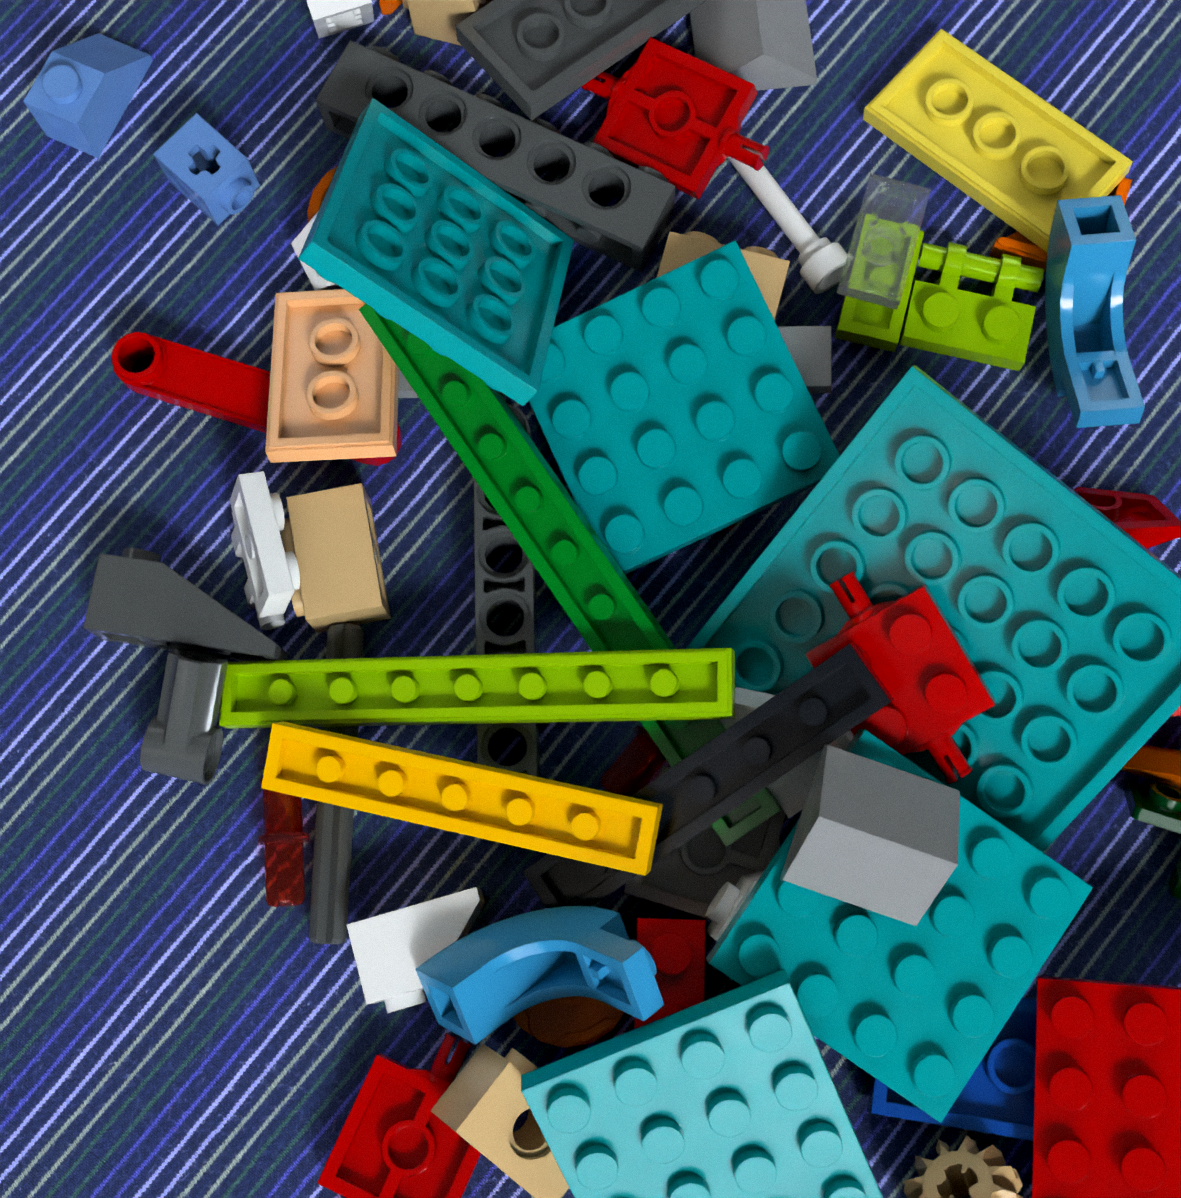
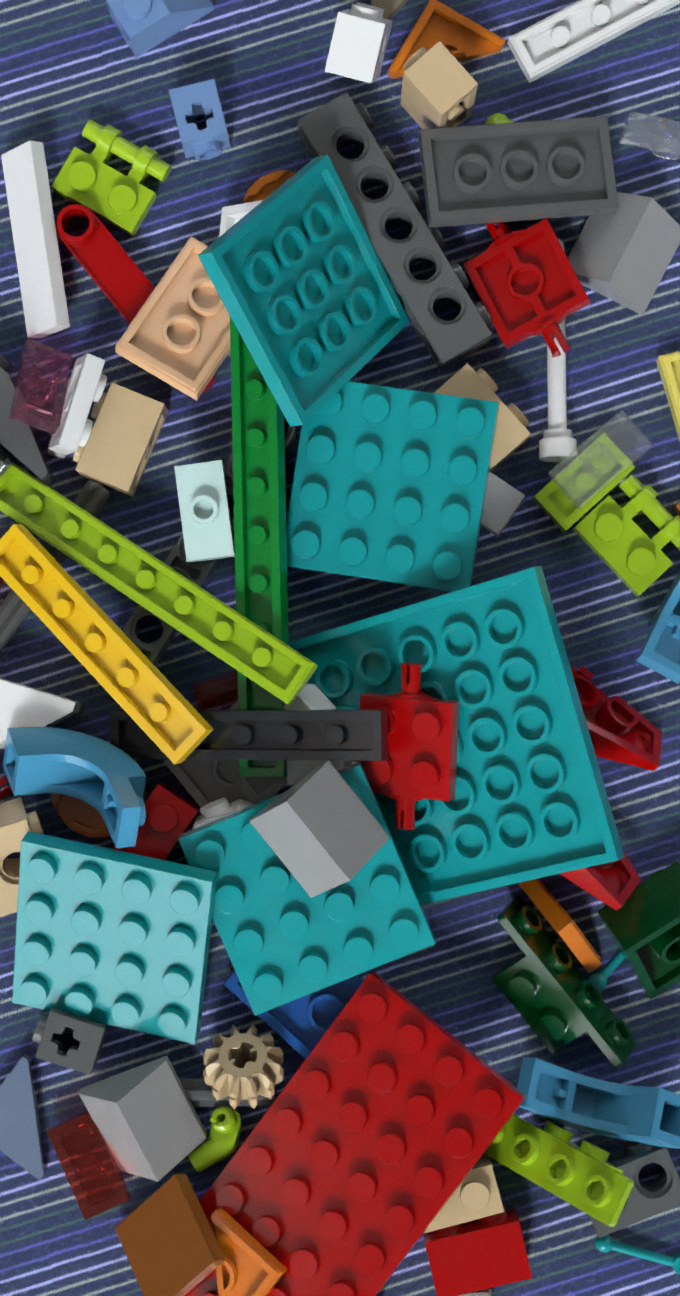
camera: 30 degrees right, 10 degrees up
(103, 406) = (35, 240): none -> white tile
(165, 307) = (104, 190): none -> lime plate
(207, 554) = (40, 386): none -> clear pink plate
(486, 569) = (204, 511): none -> light aqua plate

